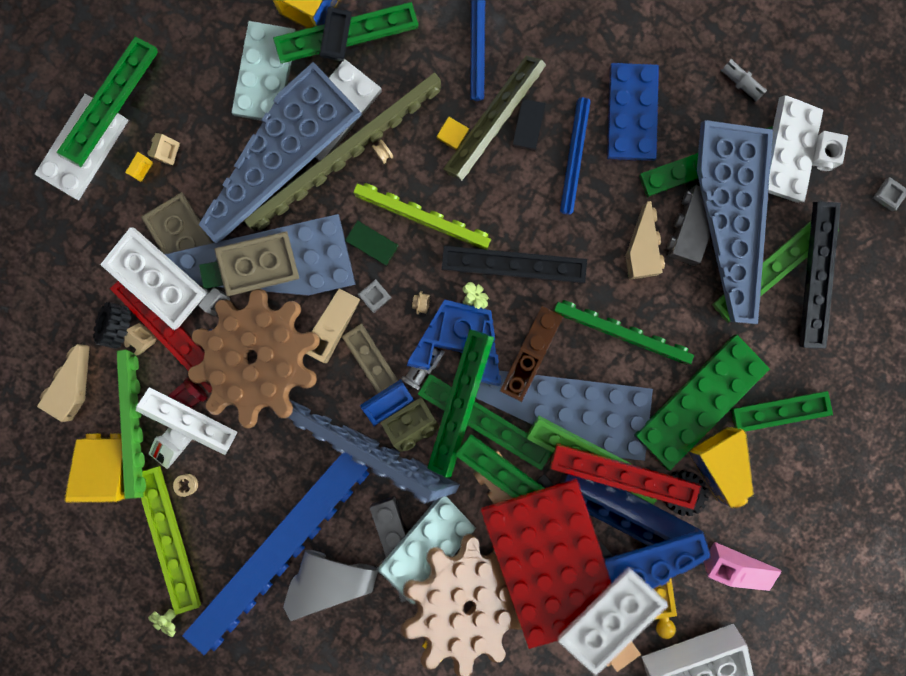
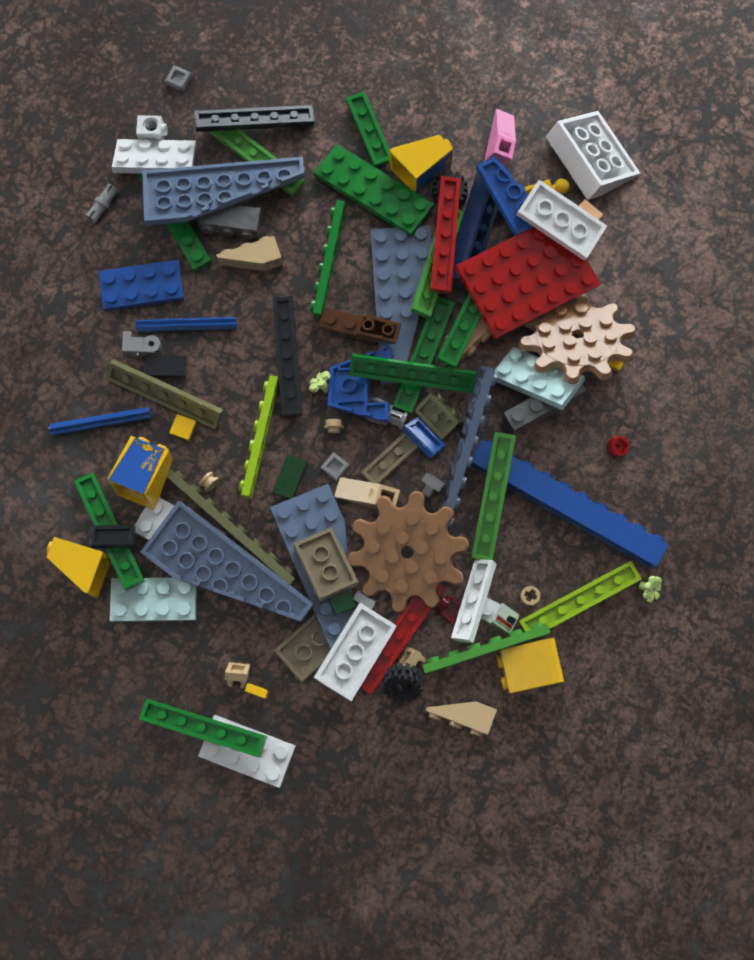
camera: 95 degrees left, 10 degrees down
(298, 468) = (493, 496): none -> bright green plate
(326, 584) = (586, 457): light grey panel -> none
(330, 401) = (432, 484): none -> light grey tile
(334, 623) = (618, 446): none -> red tile
(401, 73) = (141, 472): none -> slope
(555, 105) = (140, 346): none -> light grey leg

